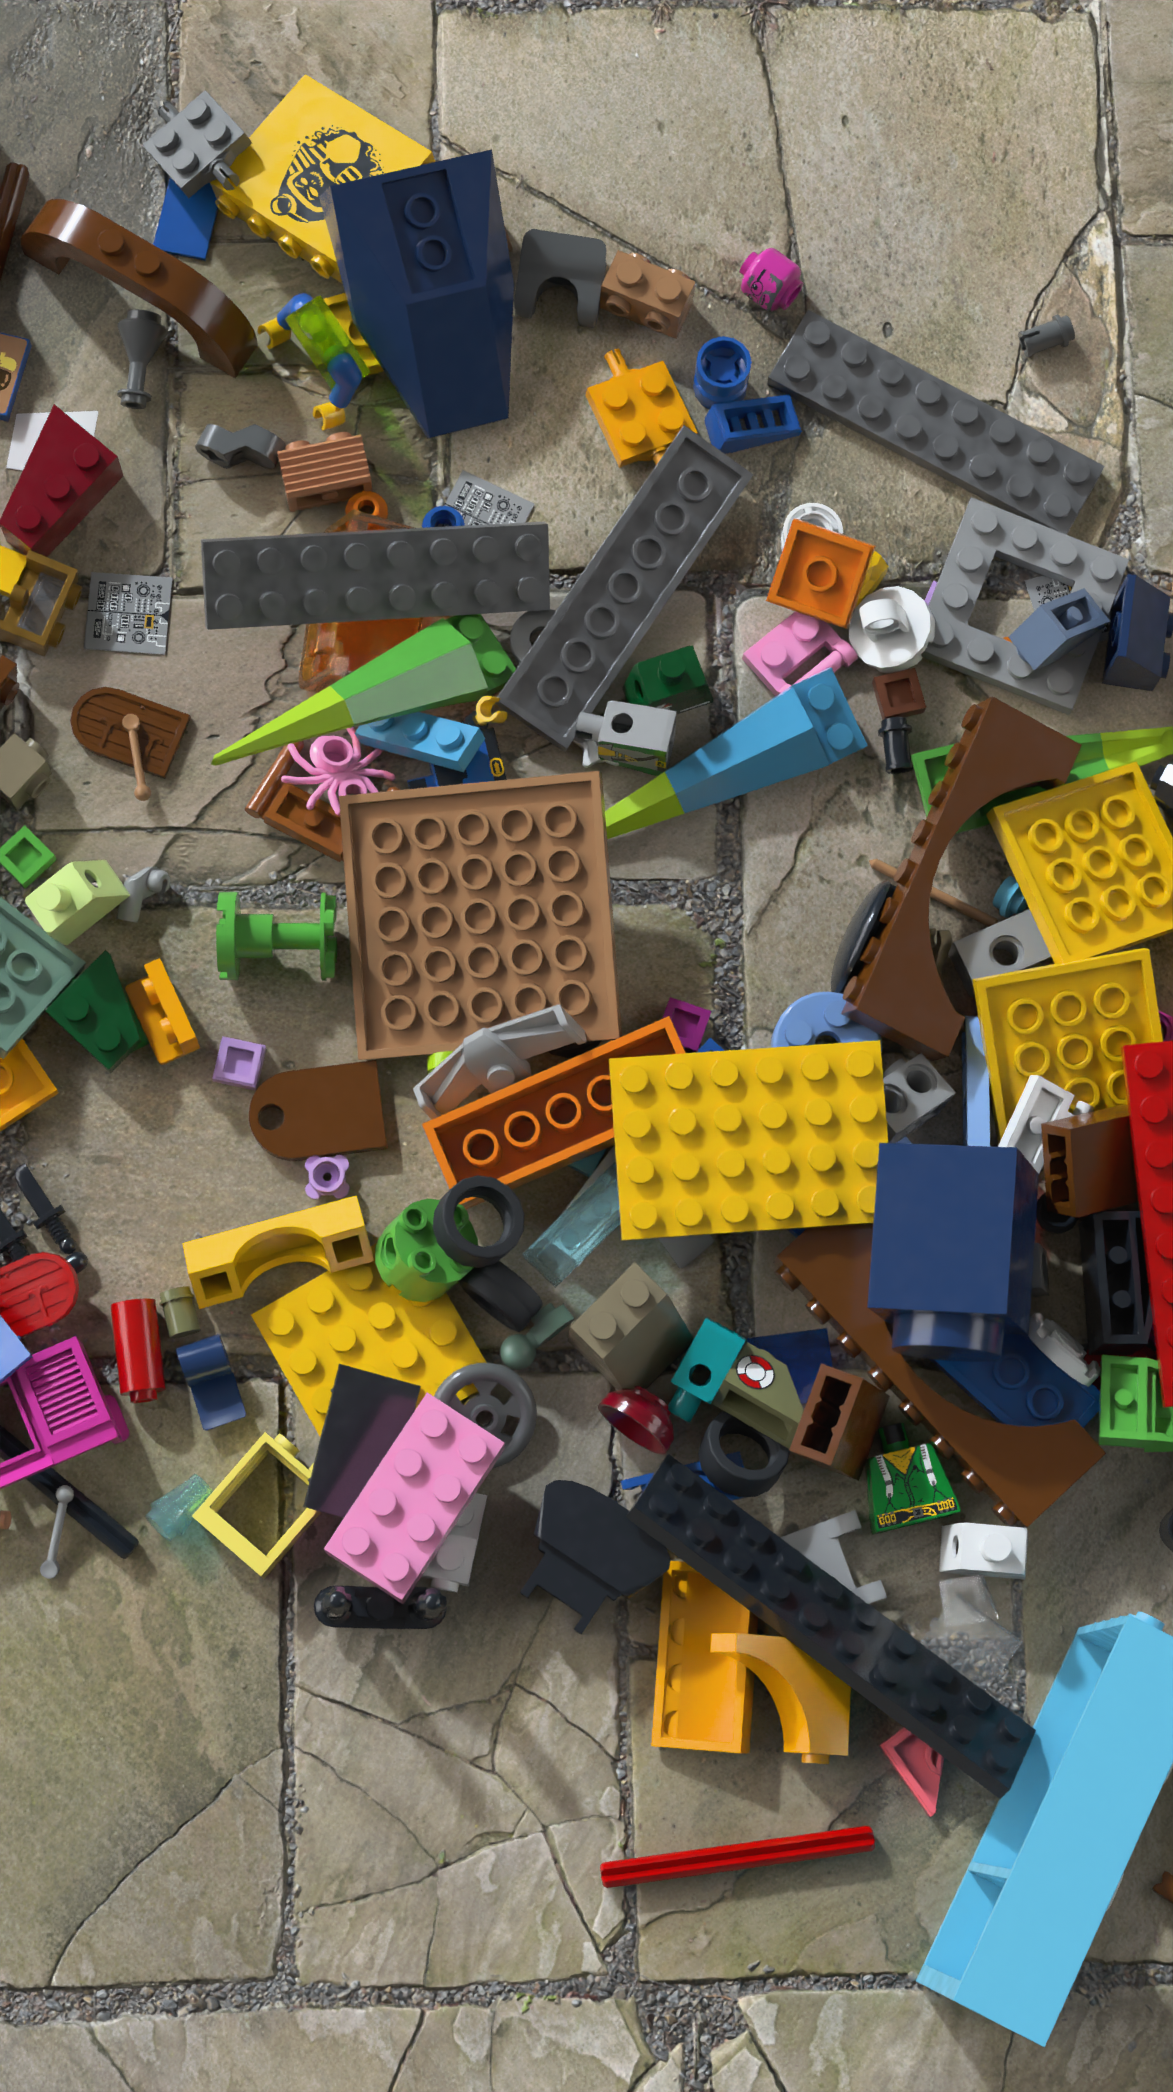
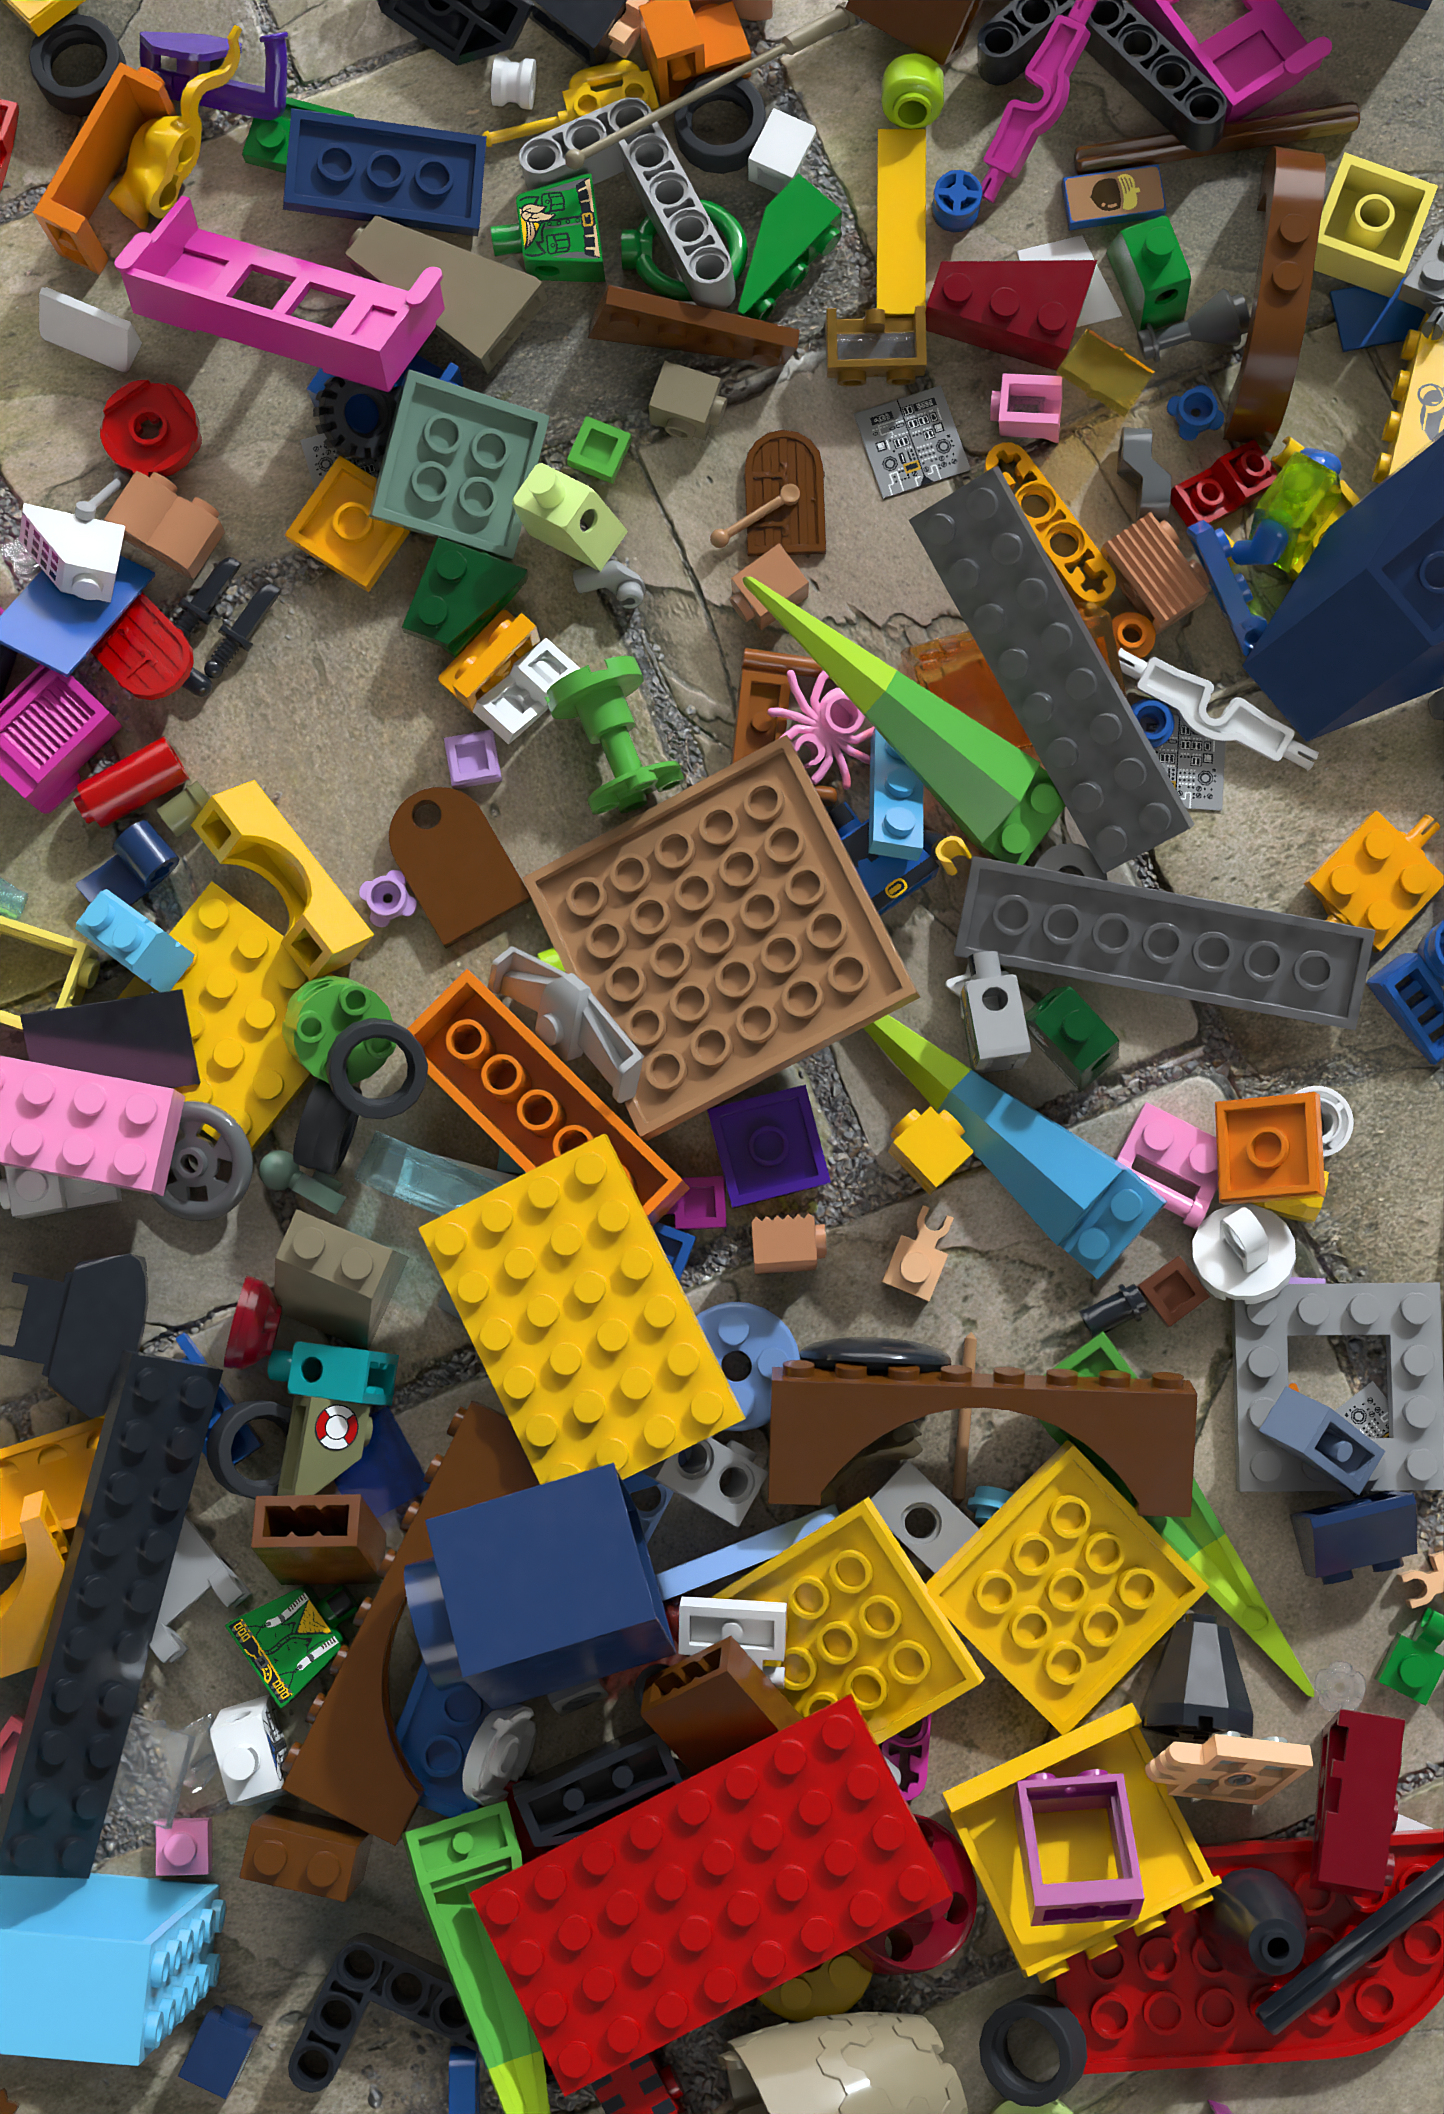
camera: 80 degrees right, 5 degrees up
(80, 370) = (1151, 264): none -> green torso
(121, 186) = (1371, 224): none -> light yellow brick
(144, 509) = (1028, 406): none -> bright pink window
(145, 438) = (1105, 372): none -> clear yellow piece
(201, 780) = (776, 572): none -> nougat brick
(202, 996) = (521, 696): none -> white slope
(203, 377) = (1205, 402): none -> blue plate
(244, 526) = (1056, 521): none -> light orange beam
(276, 391) = (1224, 486): none -> red slope
(280, 1391) = (134, 941): none -> medium azure brick
(364, 419) = (1229, 589): none -> blue hinge
(471, 461) = (1239, 719): none -> white piece
(661, 953) = (769, 1146): none -> dark purple plate
(716, 825) = (929, 1147): none -> yellow brick
(746, 966) = (787, 1244): none -> nougat brick
(797, 879) = (916, 1262): none -> light nougat plate
(1041, 1642) = (185, 1847): none -> bright pink plate
(1085, 1529) = (306, 1853): none -> reddish brown brick

